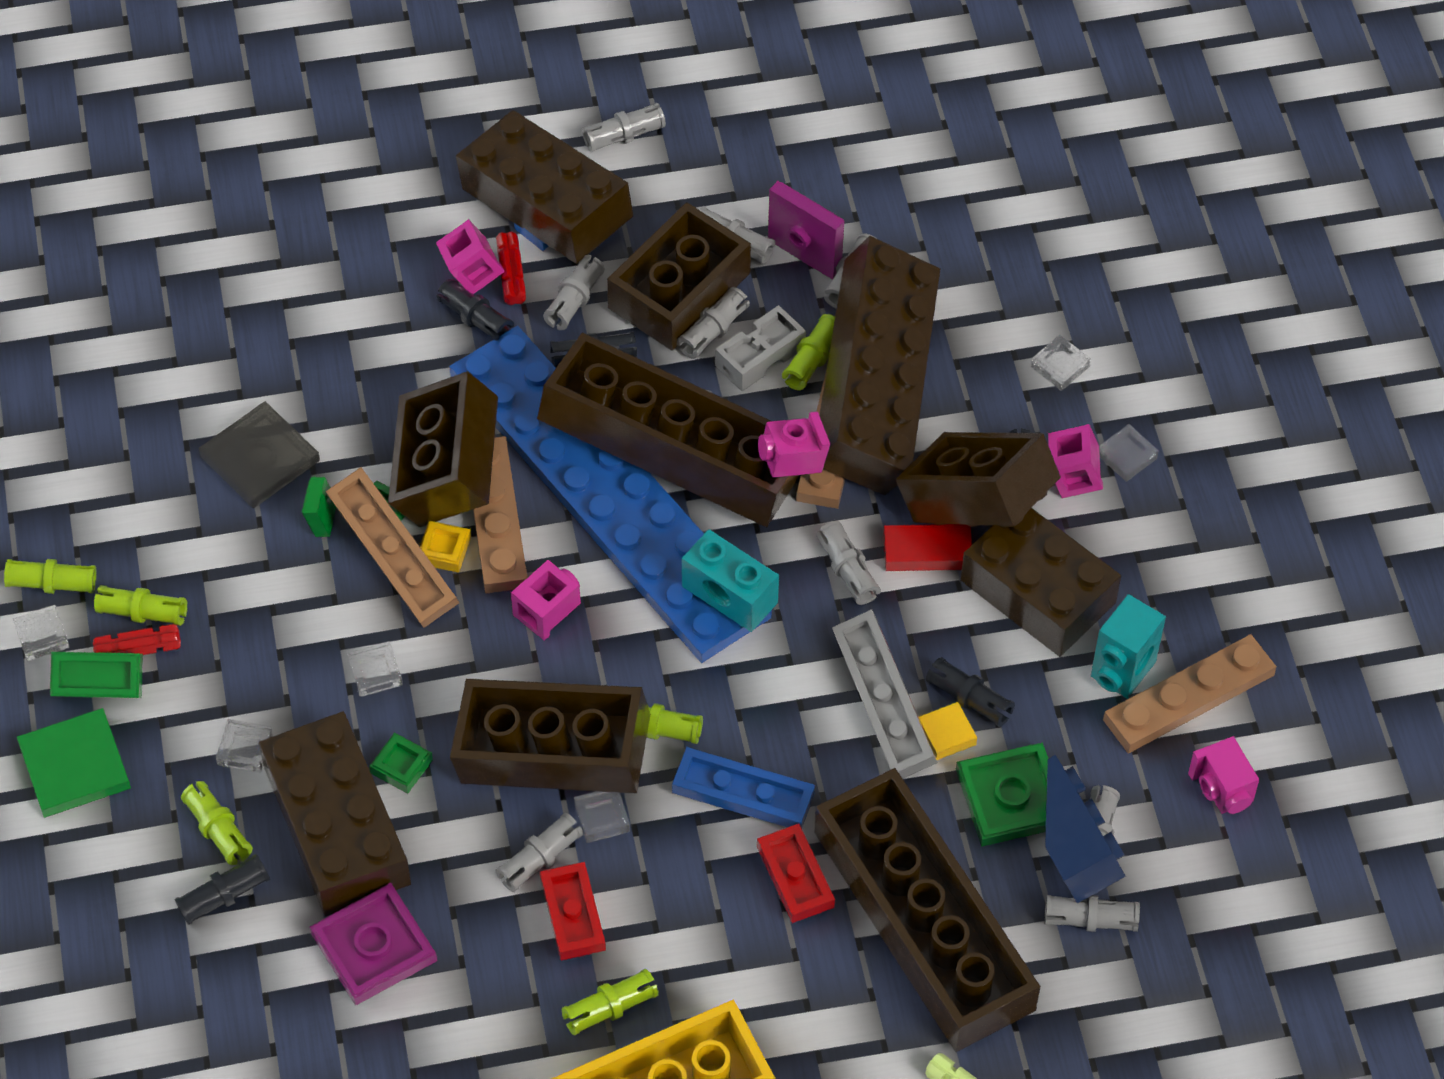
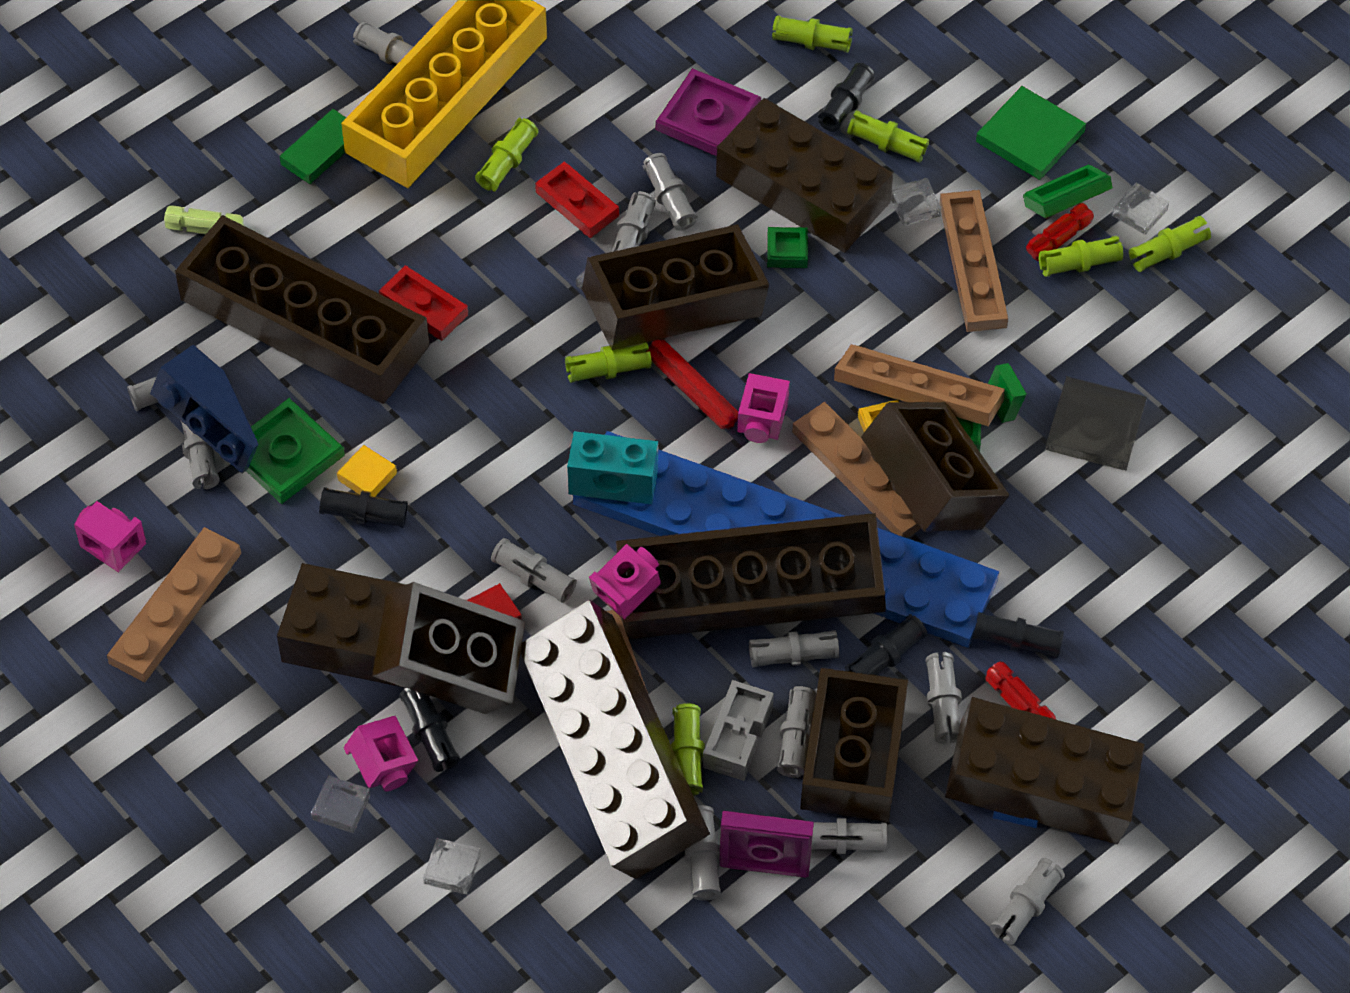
camera: 150 degrees right, 0 degrees up
(198, 983) = (812, 34): none -> lime pin
(241, 652) = (973, 261): none -> medium nougat plate
(374, 669) = (862, 302): clear tile -> none
(469, 257) = (1062, 673): dark pink brick -> none
(474, 873) = (669, 191): none -> light grey pin
(587, 646) = (693, 384): none -> red axle
(743, 788) = (503, 344): blue plate -> none
(884, 694) = (434, 468): light grey plate -> none
(1127, 646) = (241, 582): teal brick -> none

